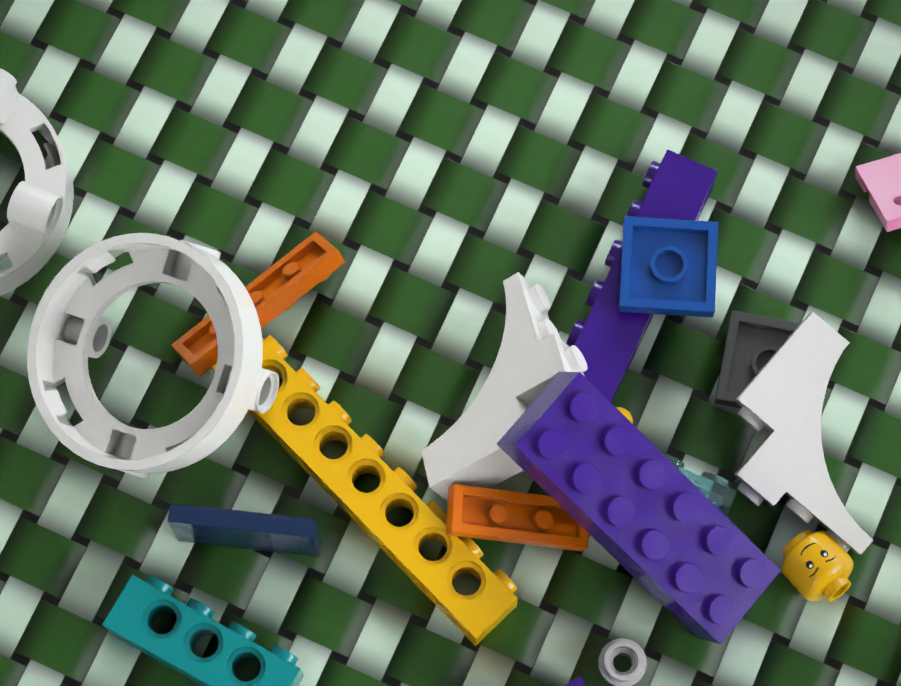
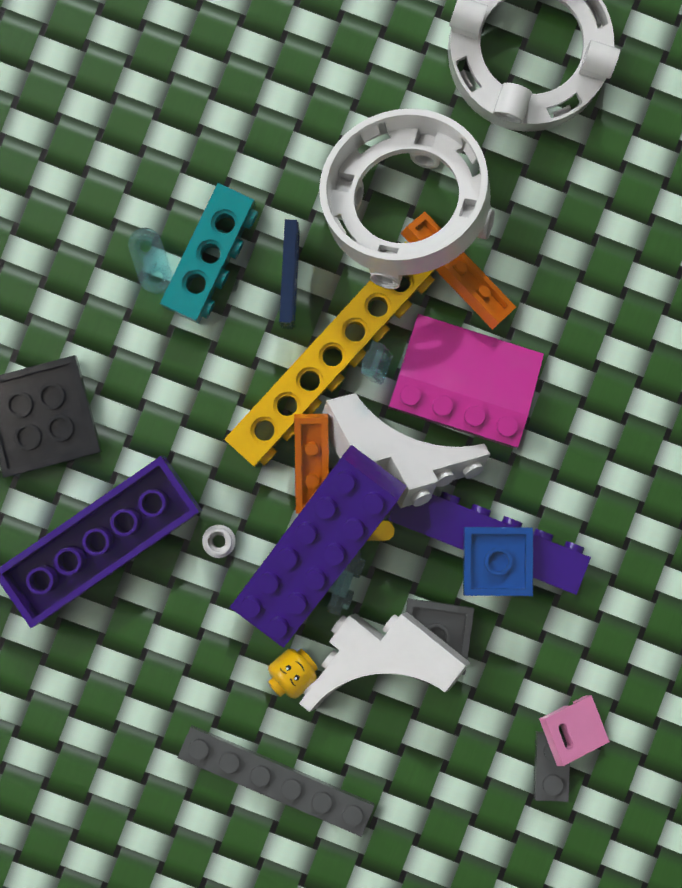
camera: 80 degrees right, 15 degrees up
(380, 417) = (376, 363): none -> clear light blue plate
(415, 304) = (467, 381): none -> dark pink slope

